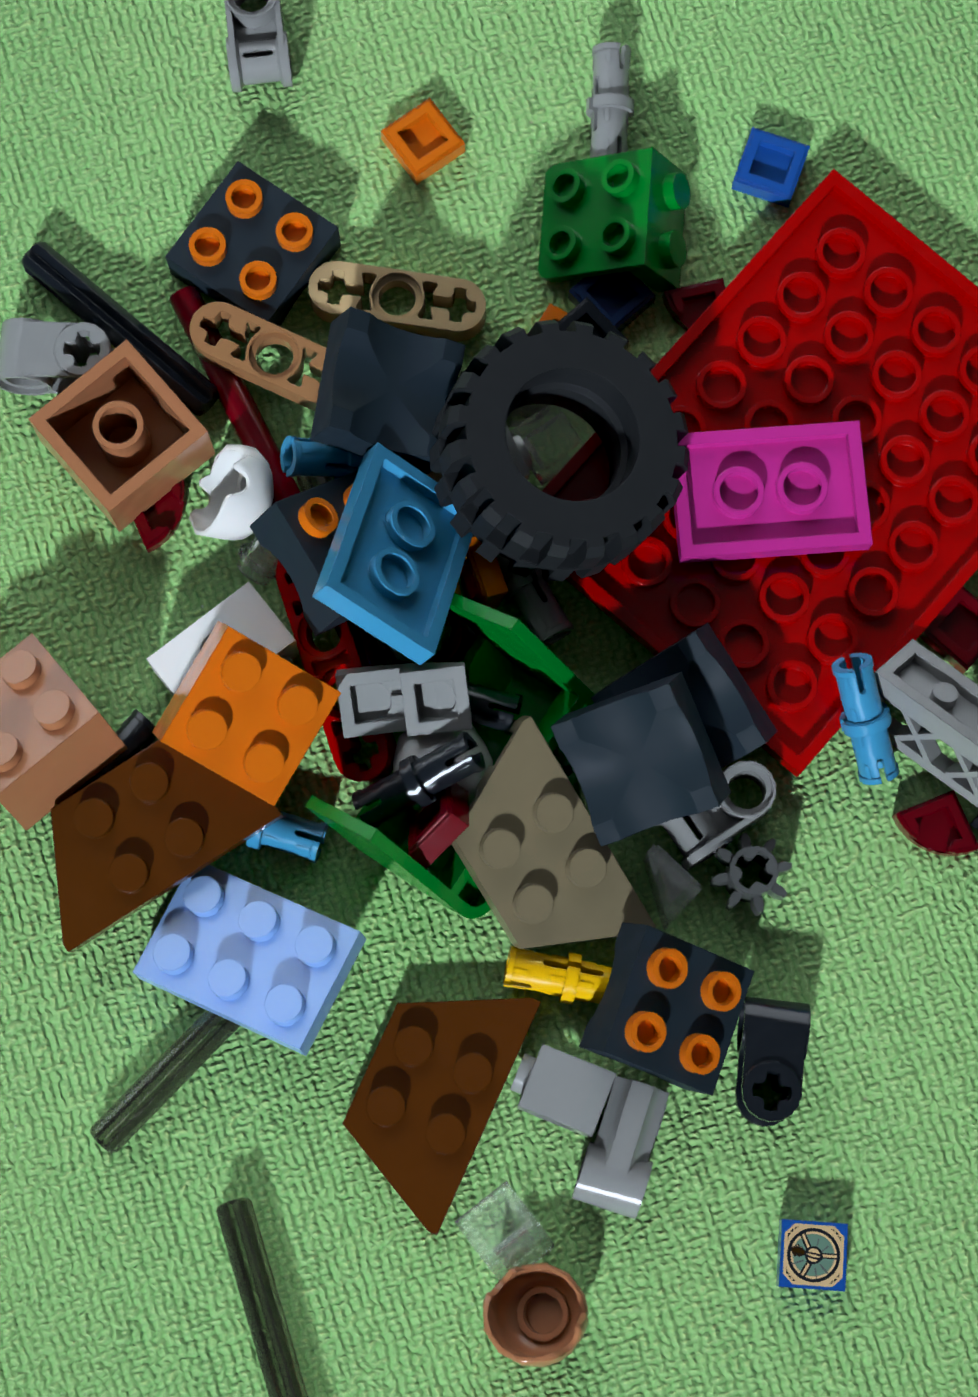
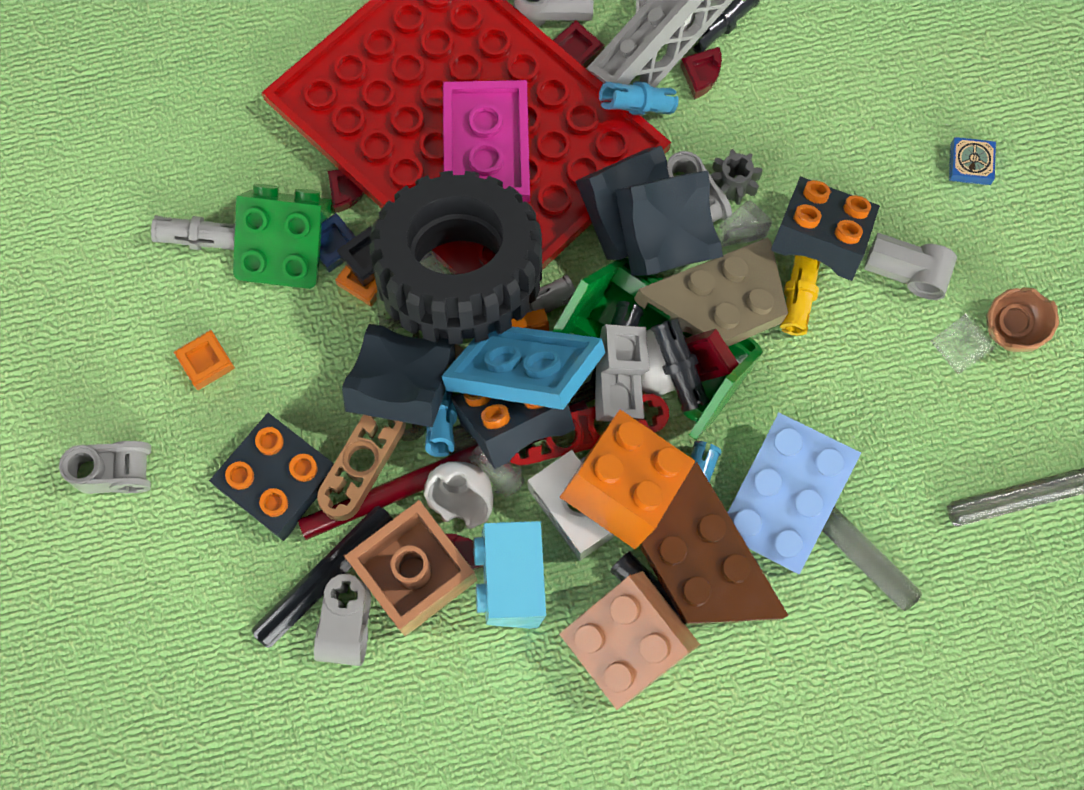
camera: 85 degrees left, 5 degrees down
(106, 562) = (512, 574): none -> medium azure slope
(434, 1094) = (876, 381): reddish brown wing -> none
(444, 292) = (318, 349): tan beam -> none
(563, 1089) = (876, 296): light grey brick -> none
(770, 167) = (251, 138): blue tile -> none
(774, 1047) = (854, 170): black piece -> none

